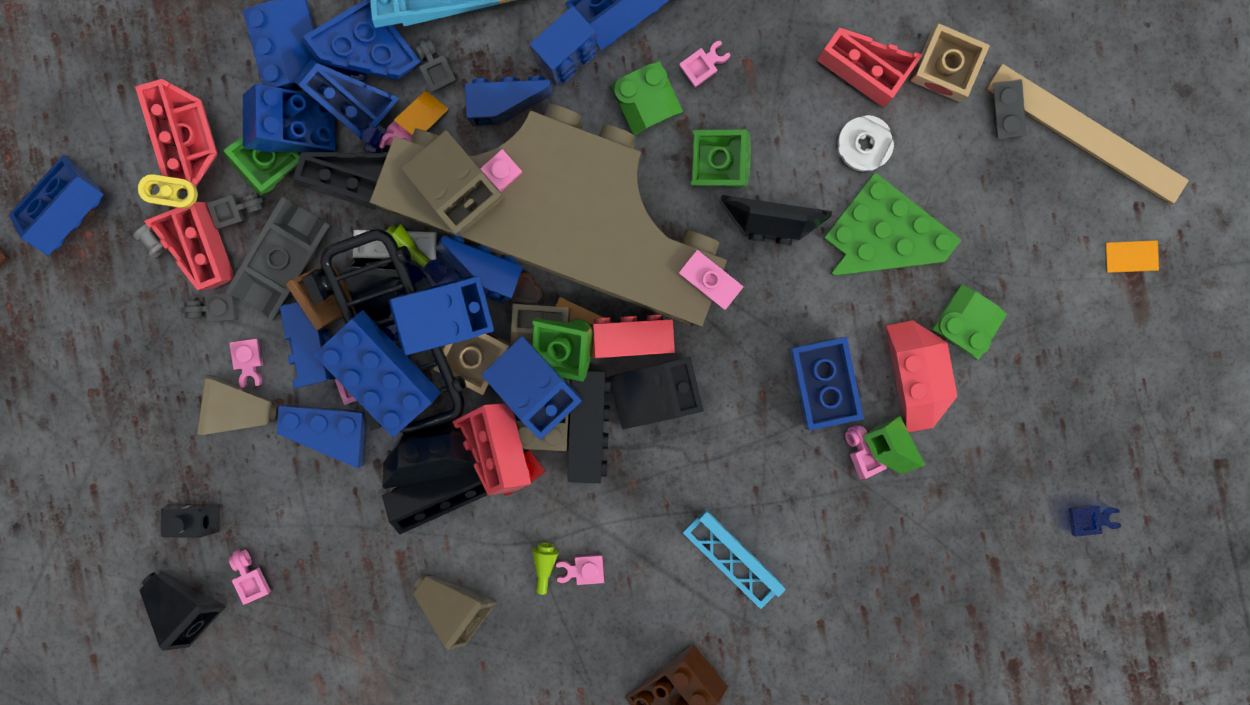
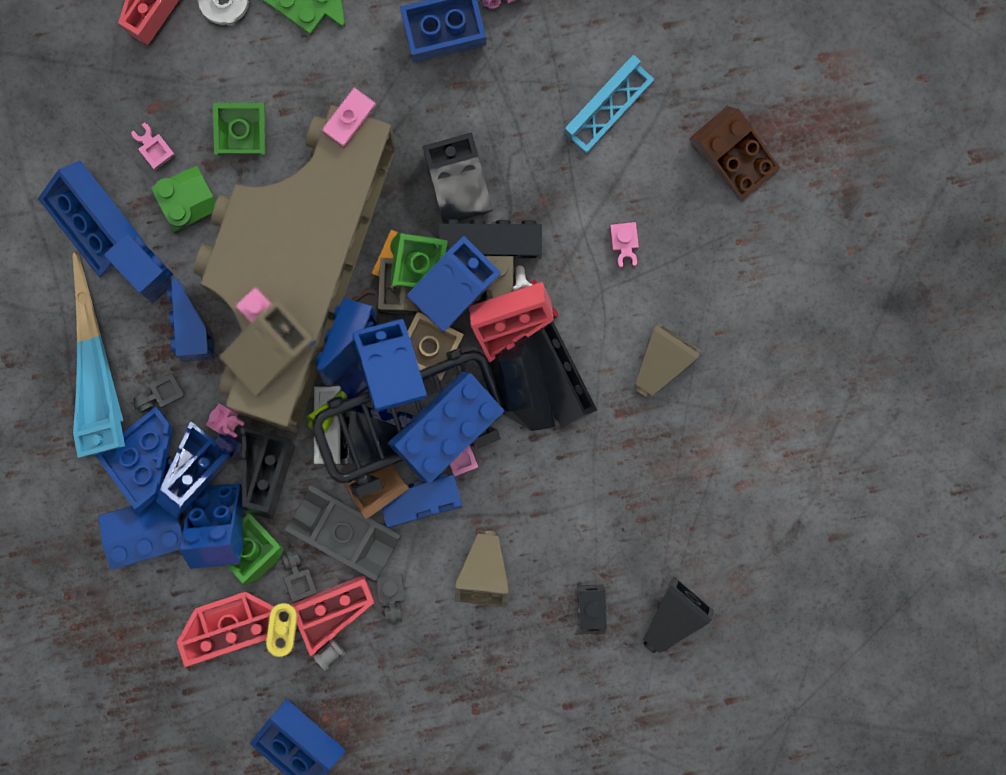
camera: 95 degrees left, 5 degrees down
(247, 356) = (437, 562): bright pink plate -> none
(249, 584) = (650, 551): bright pink plate -> none
(326, 430) = (502, 479): blue wedge -> none
(421, 113) = (205, 404): light orange sticker -> none
(542, 457) = (520, 277): none -> white bar
(544, 560) = (617, 277): lime cone -> none
(632, 337) = (405, 199): coral wedge -> none
(772, 220) = (295, 79): black wedge -> none

